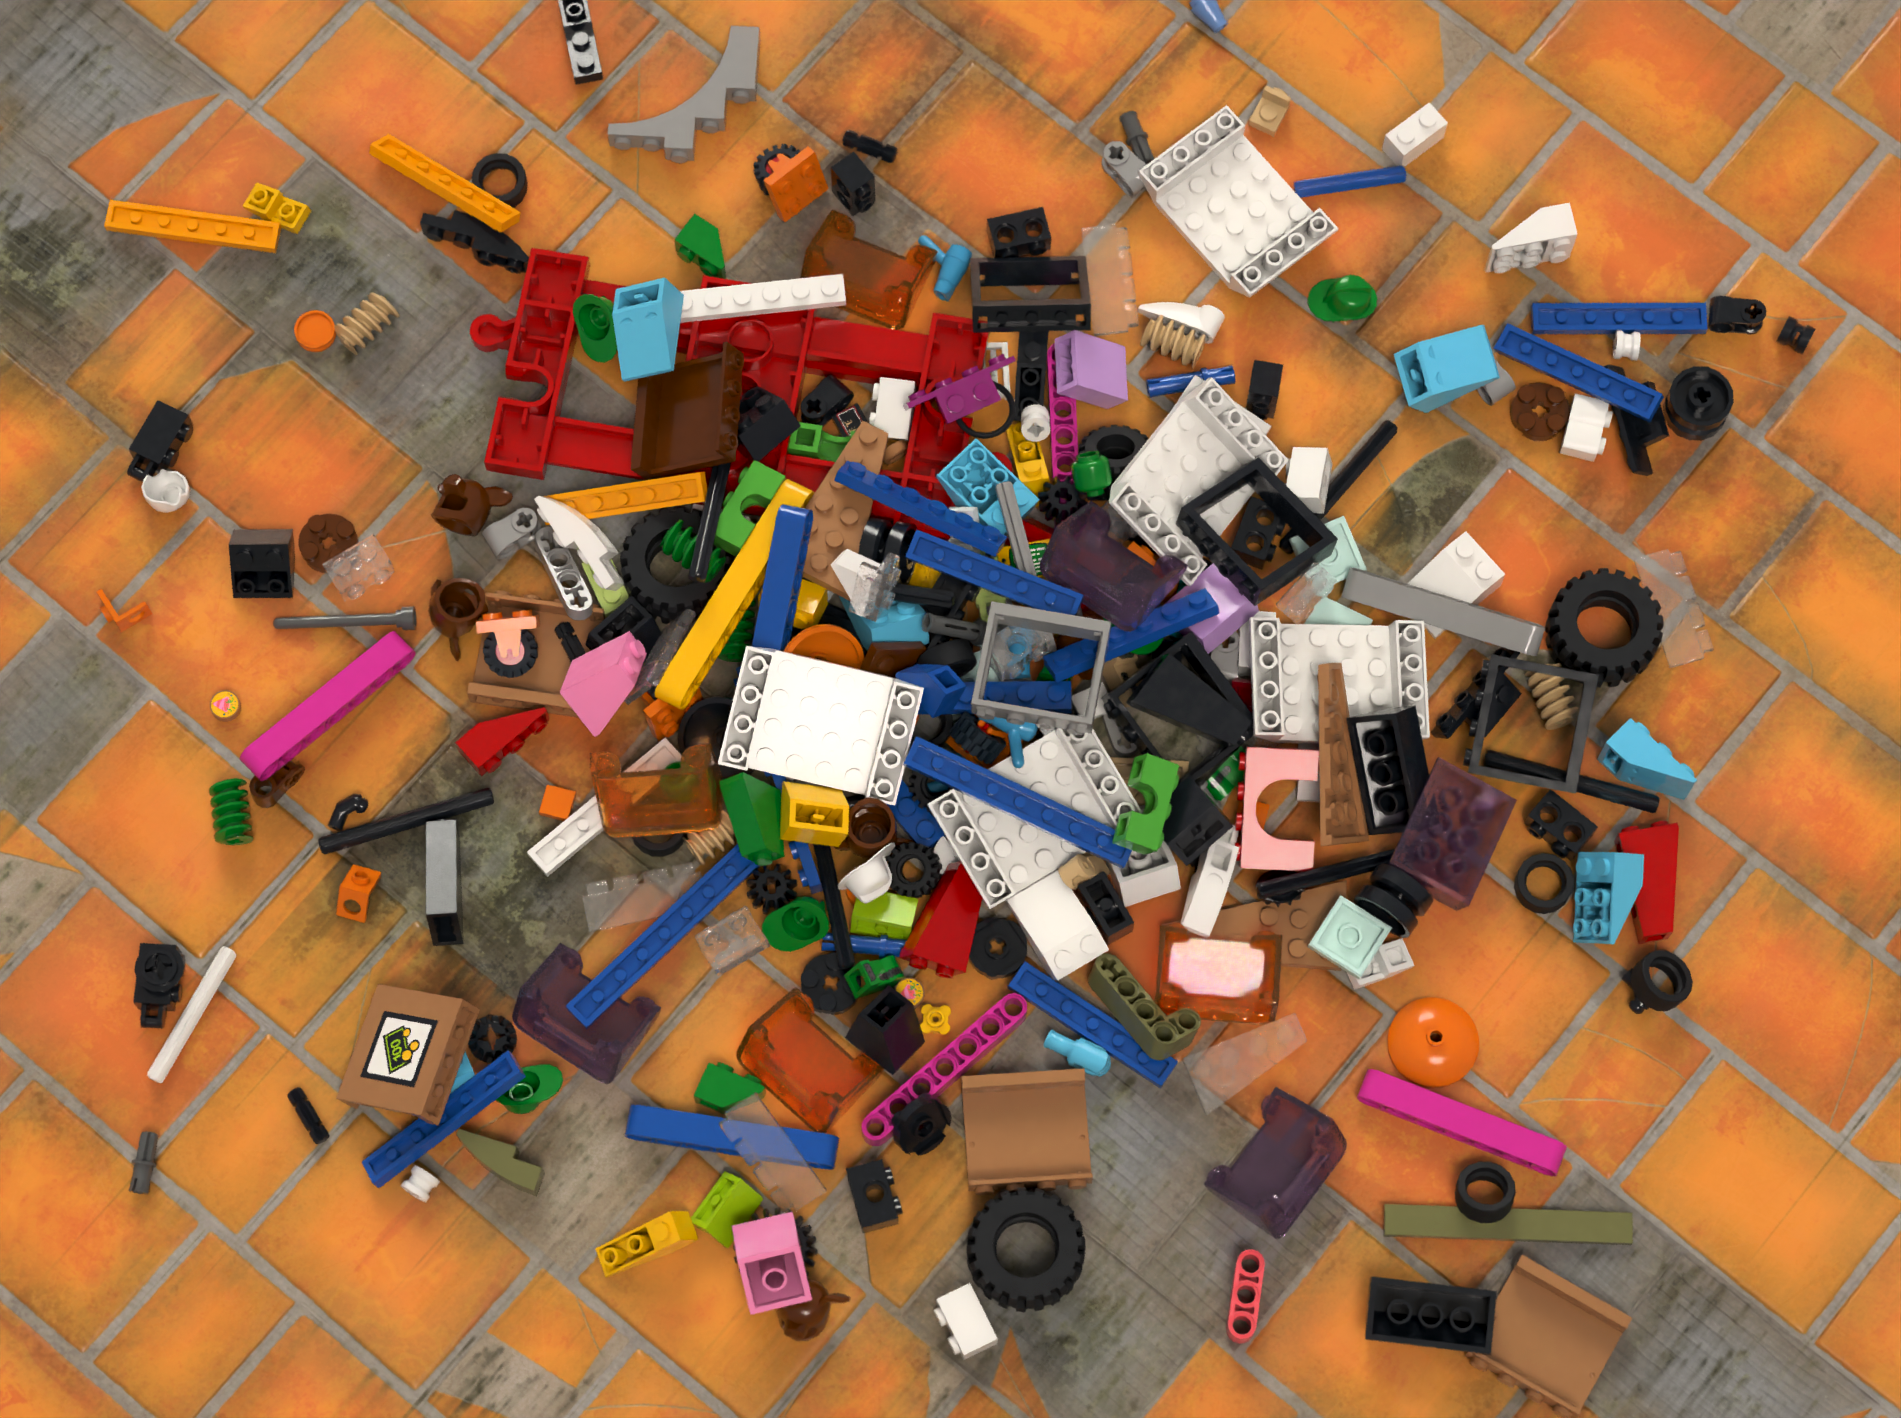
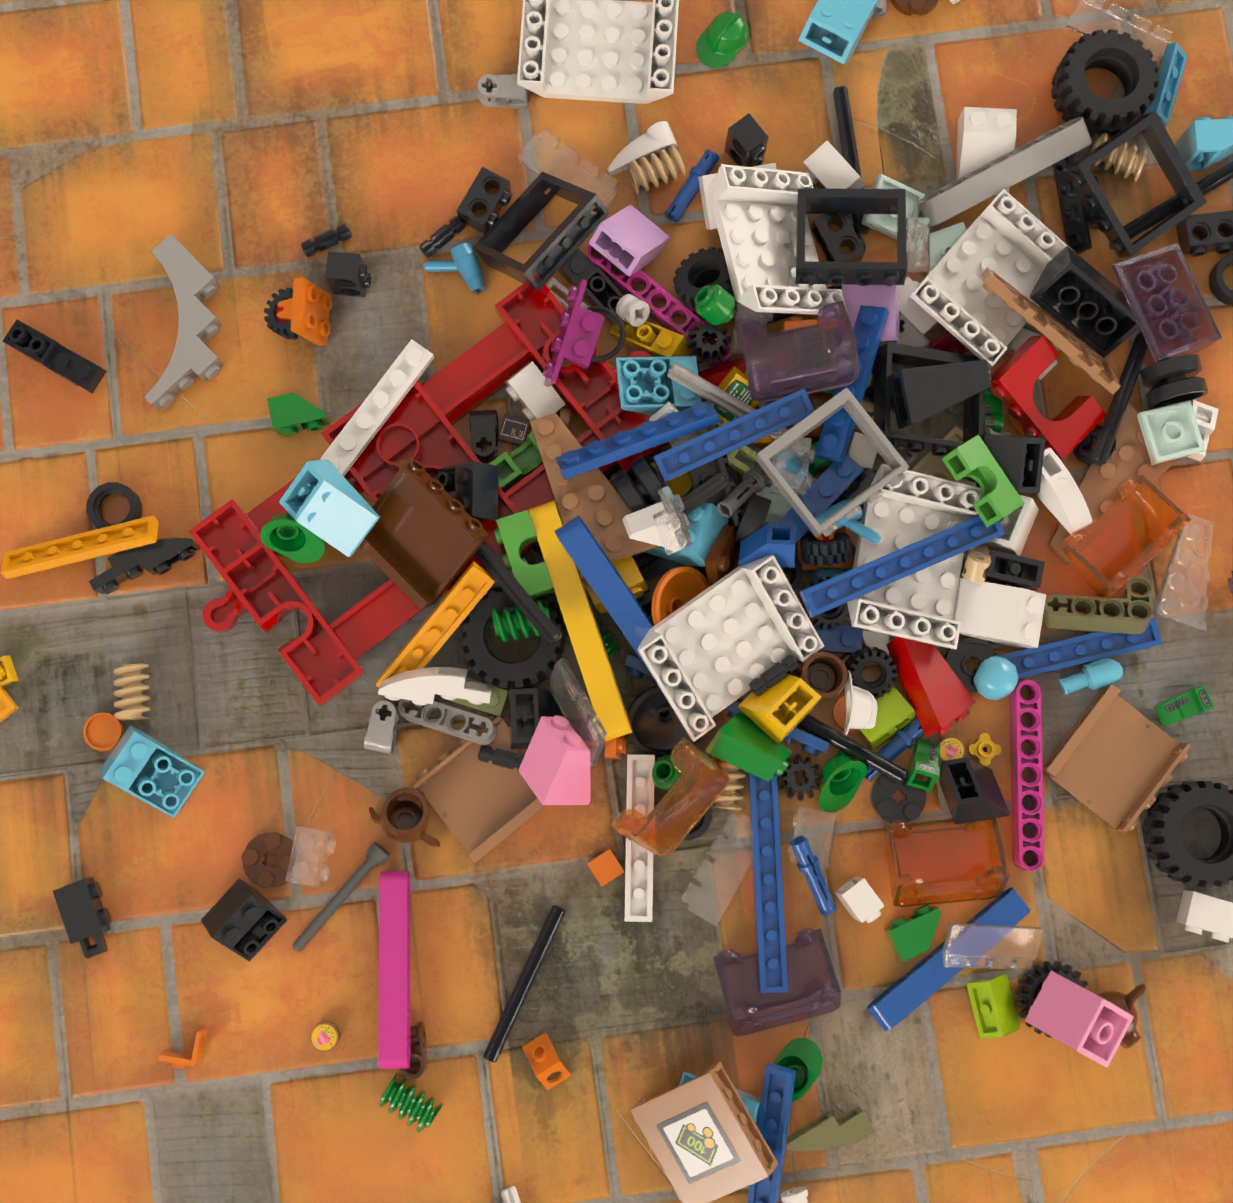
camera: 50 degrees left, 10 degrees up
(166, 491) = (126, 942): white hair -> none
(316, 393) = (151, 771): none -> medium azure slope
(344, 808) = (477, 1015): black arm -> none
(444, 883) = (594, 997): slope -> none
(467, 504) = (334, 741): reddish brown piece -> none
(494, 739) = (521, 875): red slope -> none
(500, 1026) = (732, 1046): black gear -> none
(509, 646) = (462, 800): plate -> none
(647, 1242) = (974, 1080): yellow slope -> none
(711, 932) = (809, 866): none -> blue pin
(712, 1017) = (859, 900): none -> white brick
(833, 786) = (774, 675): none -> black axle
(873, 1214) = (1089, 904): black brick -> none
(876, 281) = (433, 318): clear orange windscreen -> none
(907, 1122) = (1056, 826): black plate -> none
(958, 229) = (442, 236): none -> black axle
(1001, 971) = (996, 678): none -> medium azure hair
(1124, 1149) = (1184, 705): none -> green leg
(1136, 137) = (486, 63): dark grey axle -> none
(1659, 681) = (1170, 76): none -> dark azure plate

